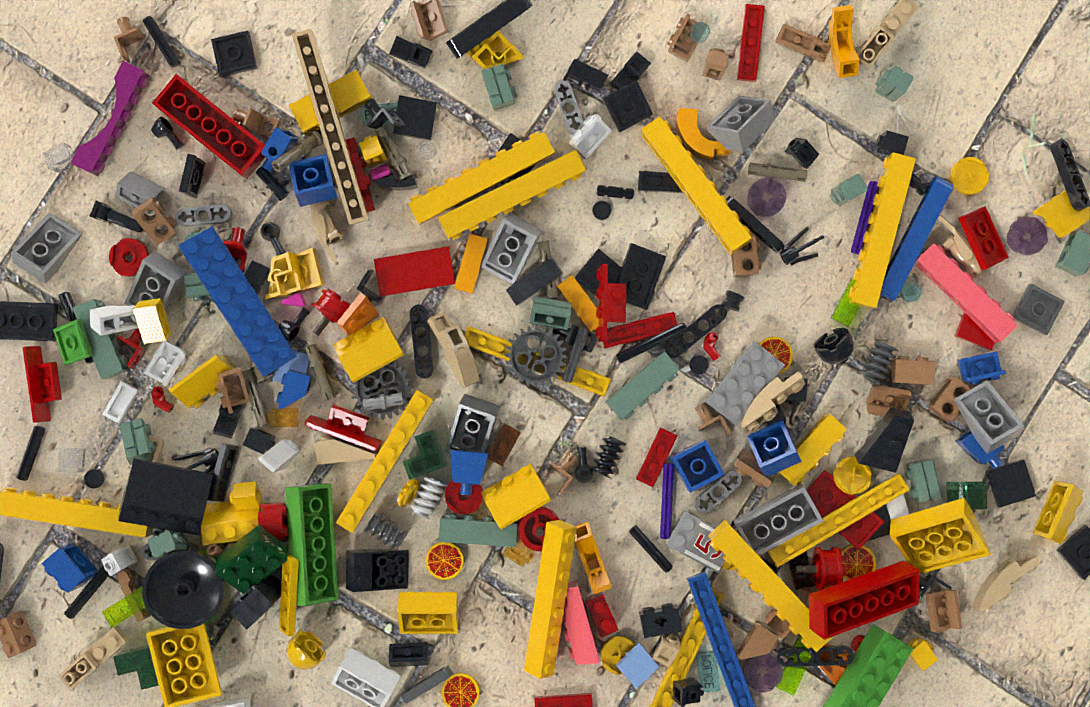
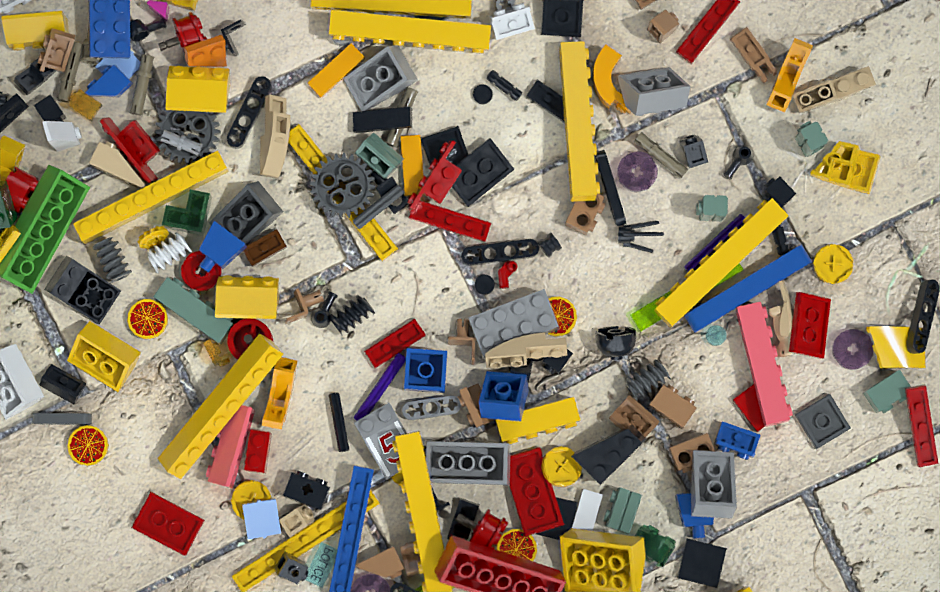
camera: 25 degrees right, 5 degrees down
(414, 271) = (281, 47): red tile -> none
(643, 385) = (421, 271): sand green brick -> none
(651, 342) = (453, 237): black axle -> none
(839, 519) = (522, 496): yellow tile -> none
(842, 136) = (739, 160): none -> black bar
(935, 89) = (848, 167): none -> yellow slope

